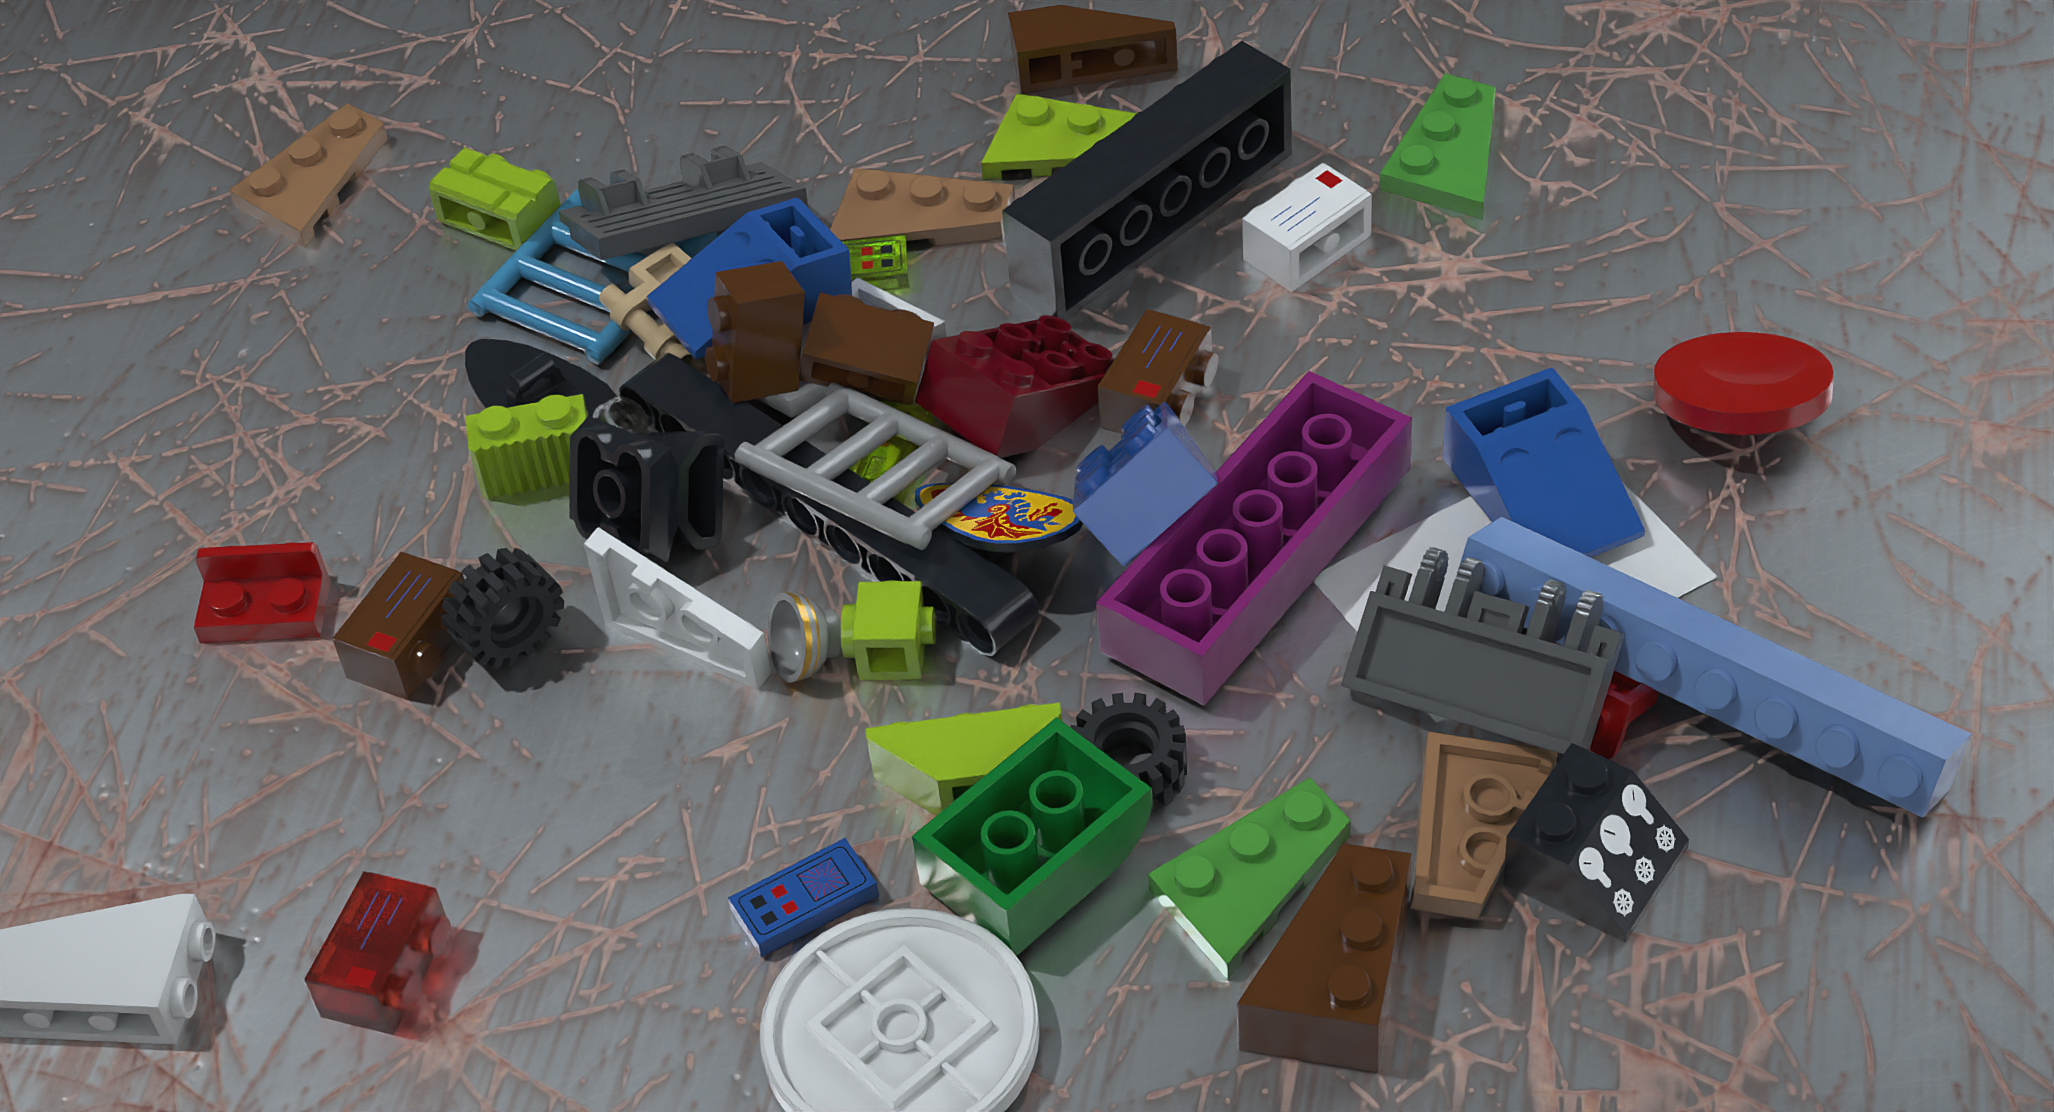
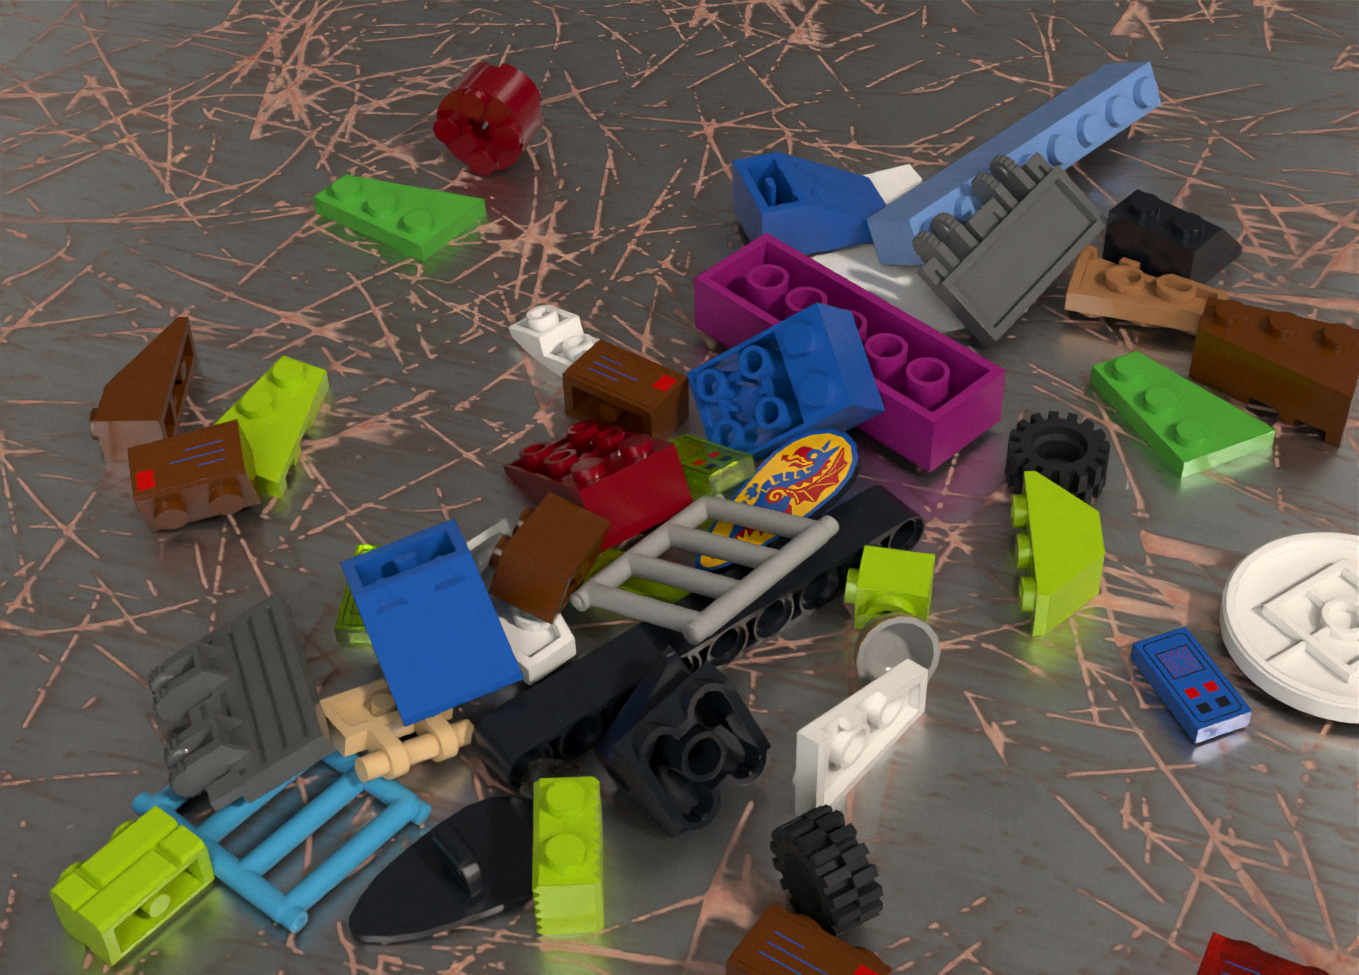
camera: 85 degrees left, 5 degrees down
(755, 331) = (533, 604): reddish brown brick -> none
(921, 208) = (309, 542): medium nougat wing -> none
(957, 101) = (193, 476): none -> reddish brown brick
(1033, 835) = (1166, 507): green brick -> none
(1048, 449) = (712, 466): none -> clear neon green tile
(1148, 182) = (397, 357): black brick -> none
(1253, 318) = (552, 337): none -> white slope
(1307, 227) = (472, 289): white brick -> none
(1606, 159) = (489, 117): none -> dark red brick
(1743, 383) = (744, 105): red piece -> none

